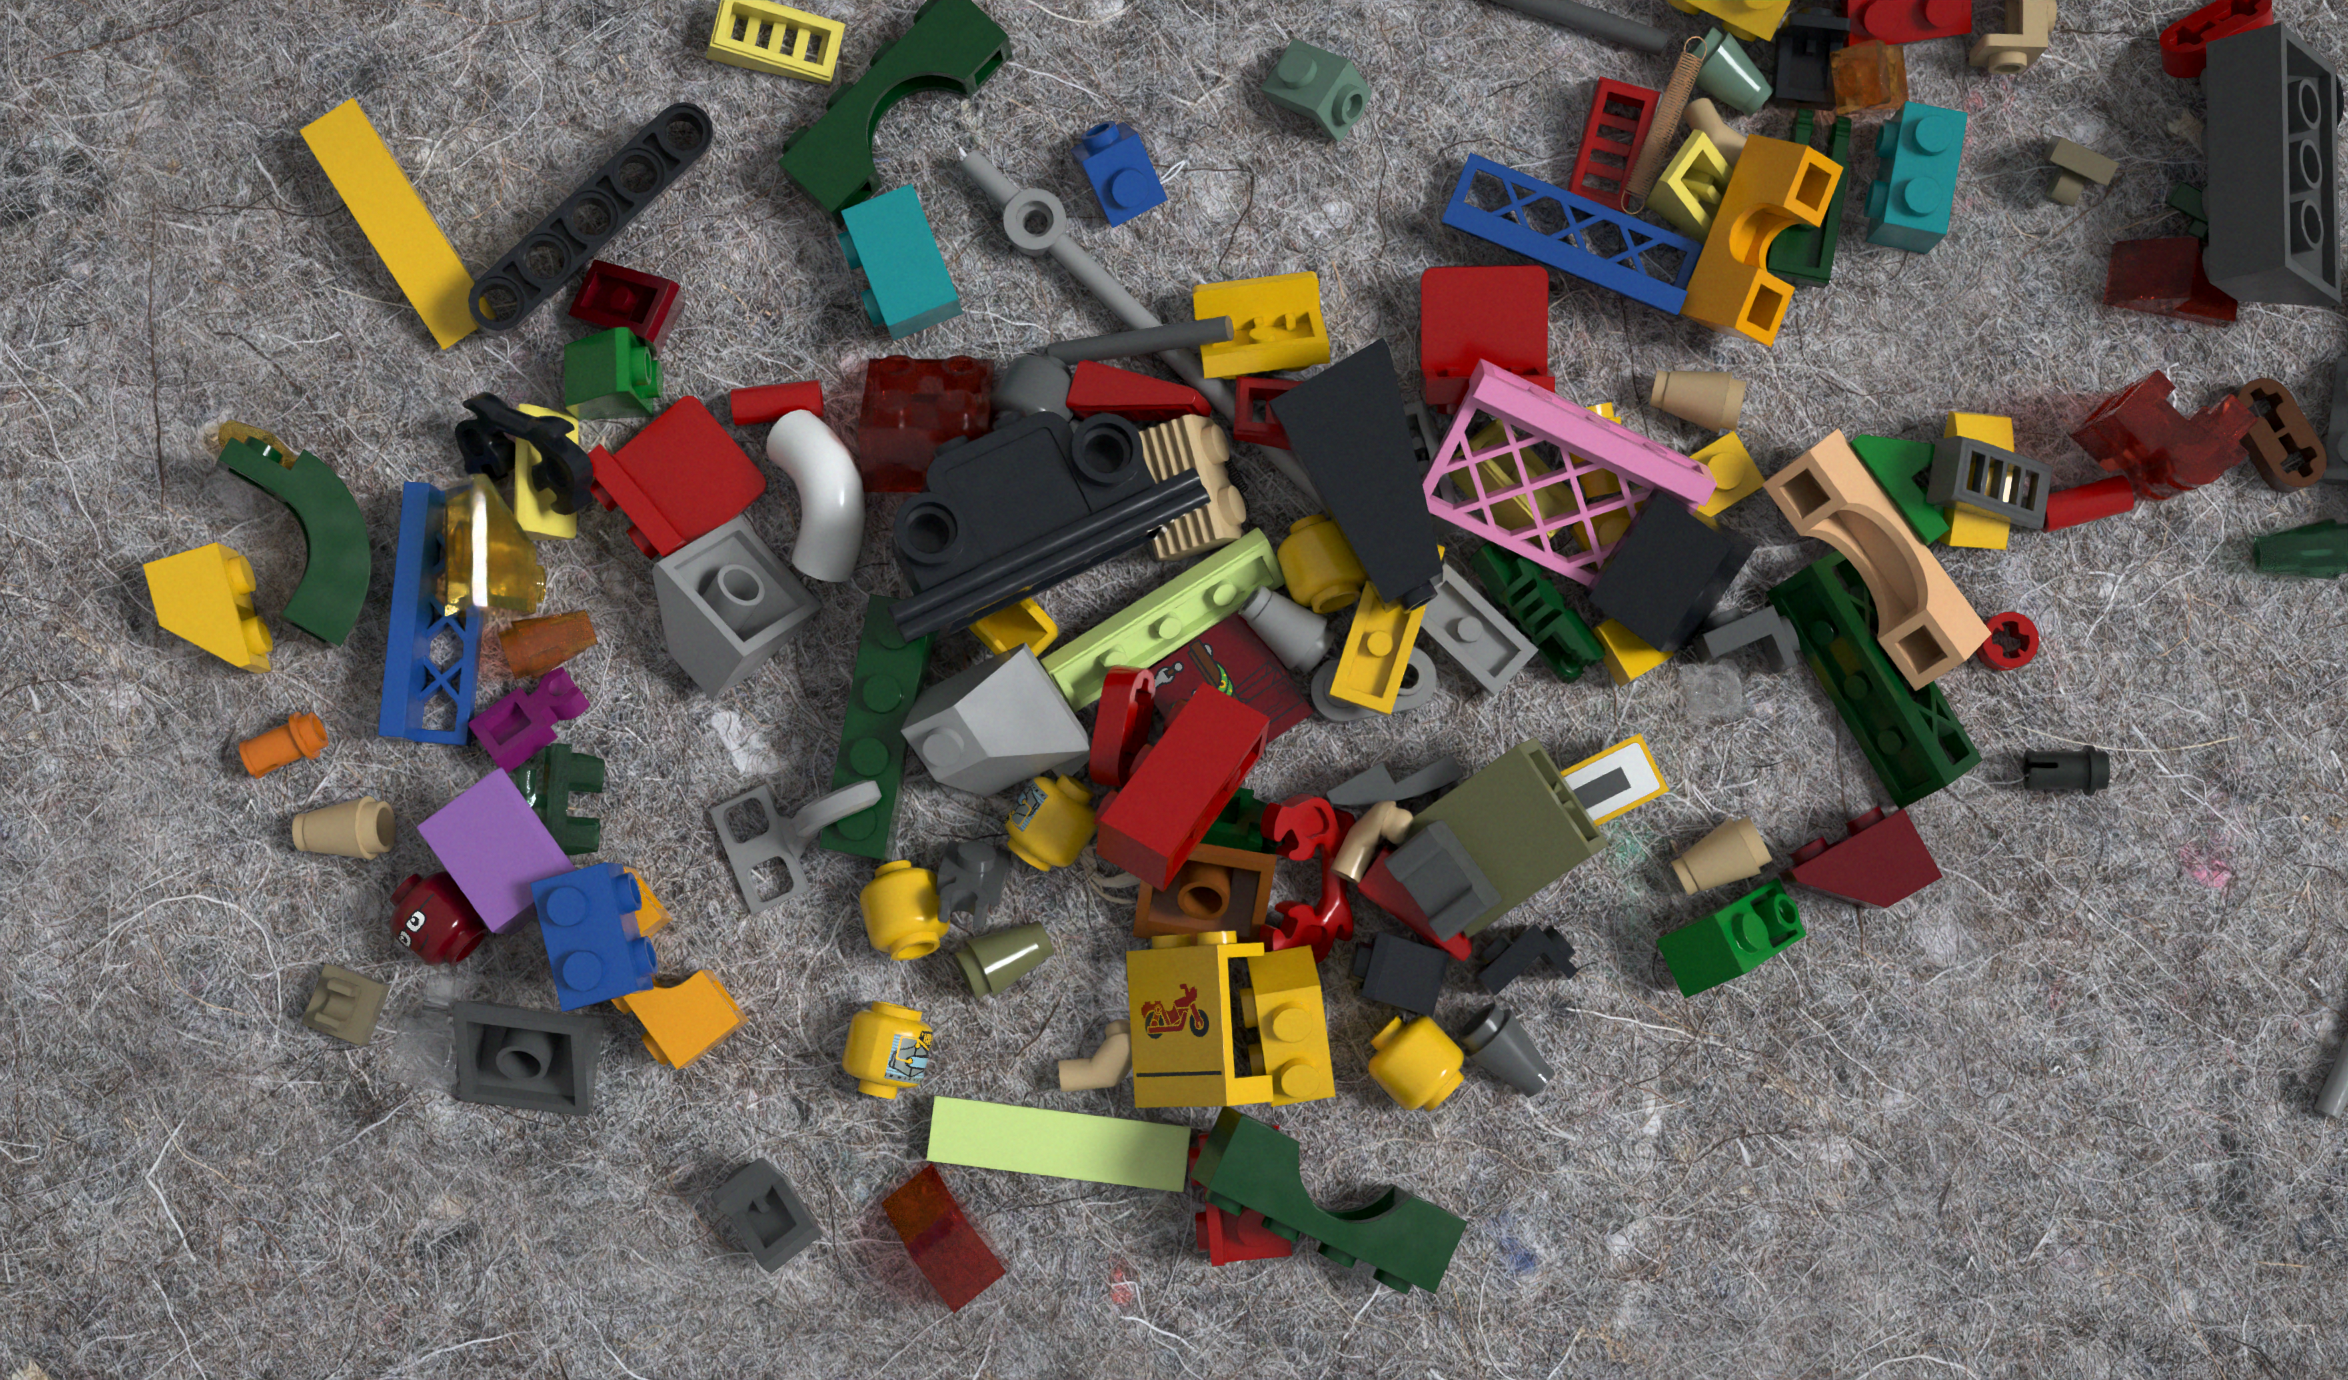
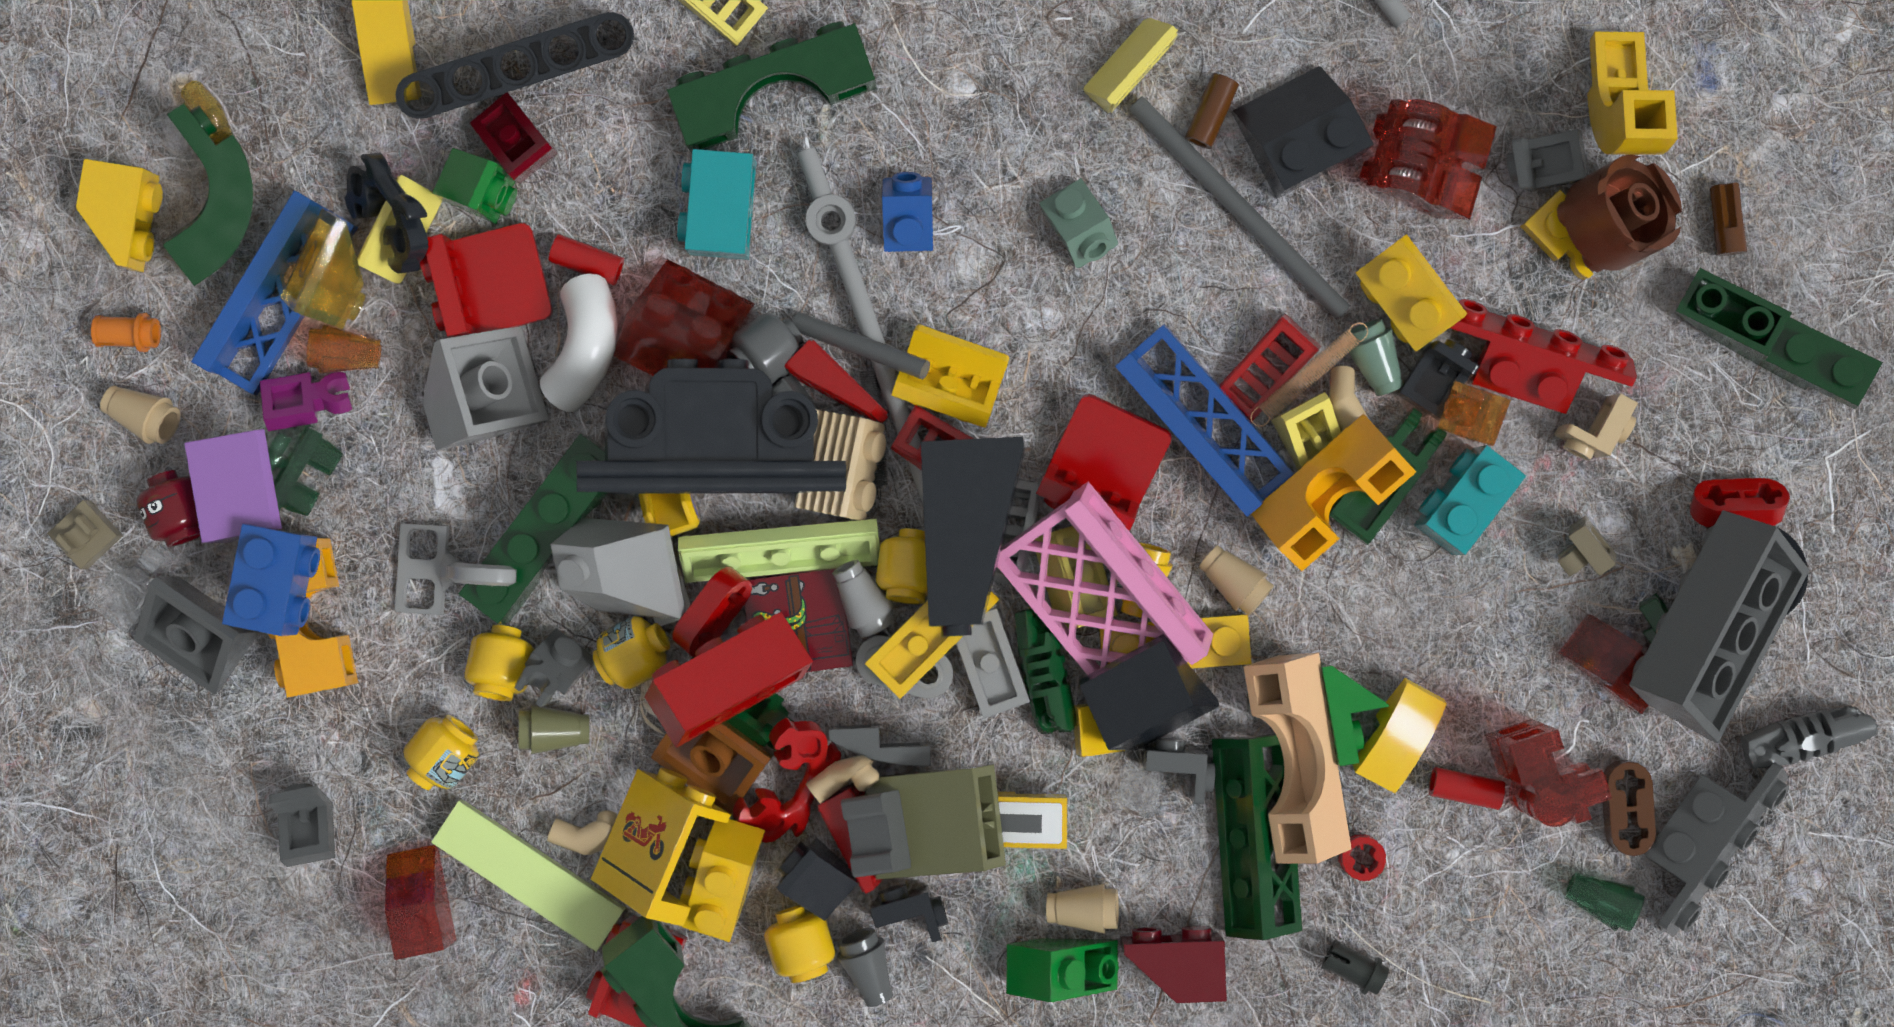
camera: 25 degrees right, 5 degrees up
(1951, 474) = (1379, 725): dark grey slope -> none

